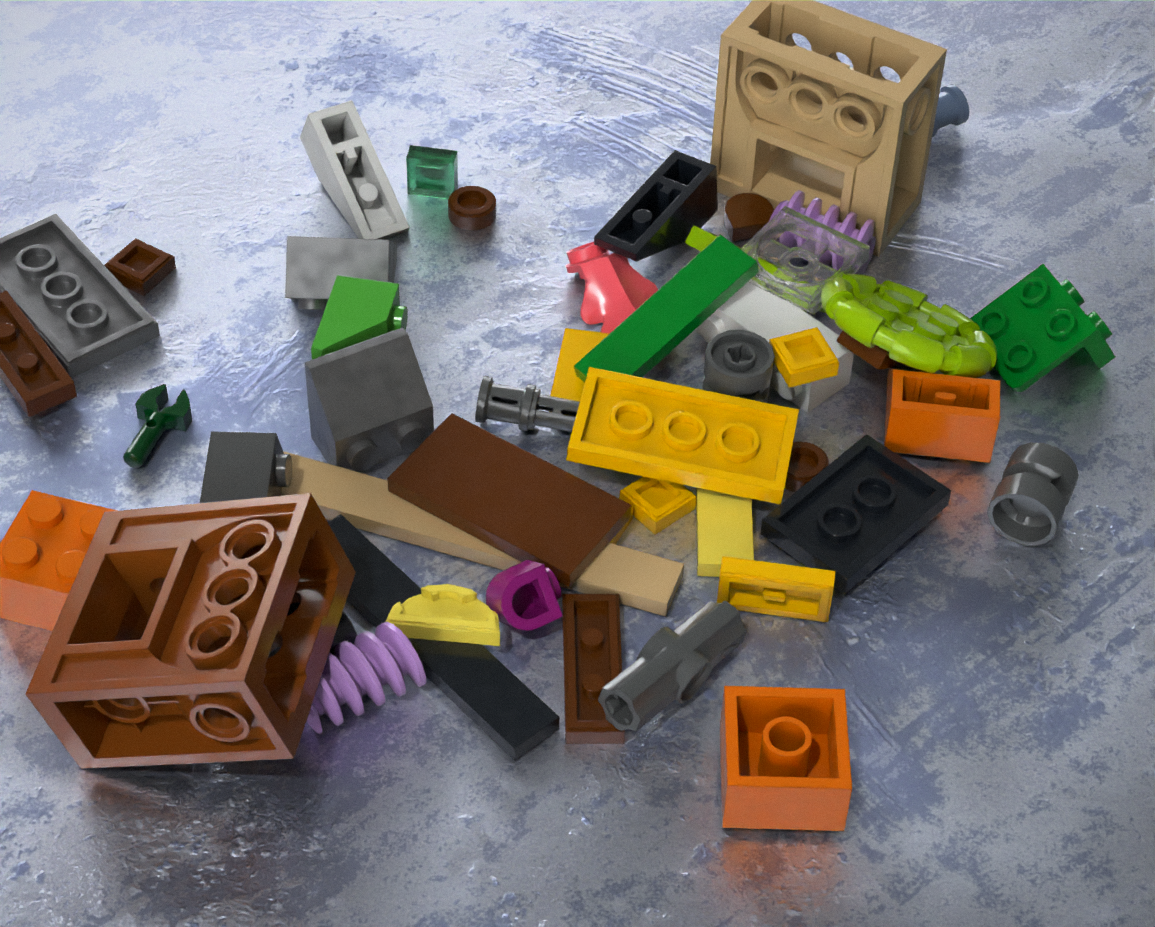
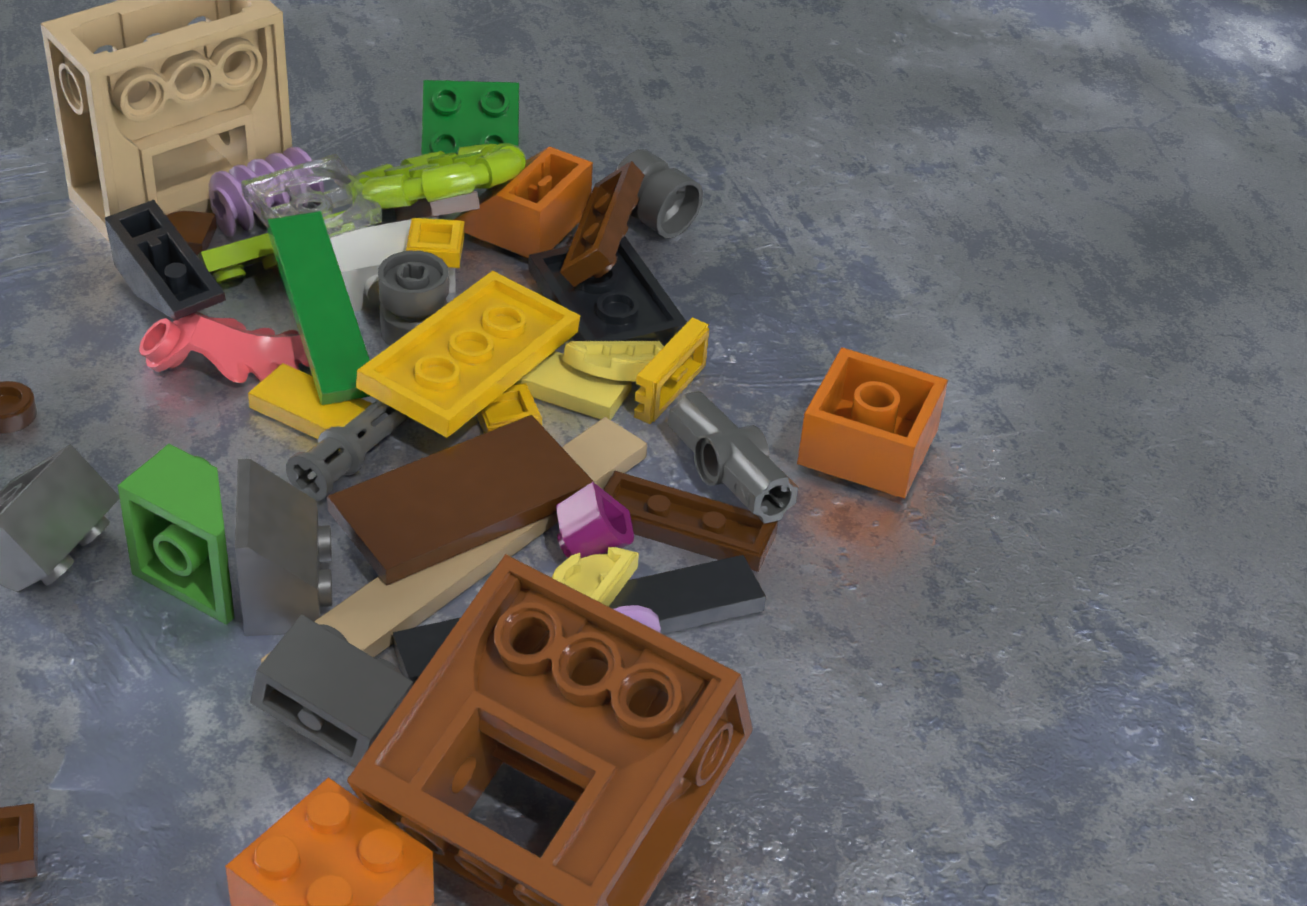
camera: 70 degrees left, 5 degrees down
(156, 422) = (142, 732): dark green bar -> none
(755, 538) = (611, 358): none -> light yellow tile
(928, 464) = (603, 225): none -> reddish brown plate

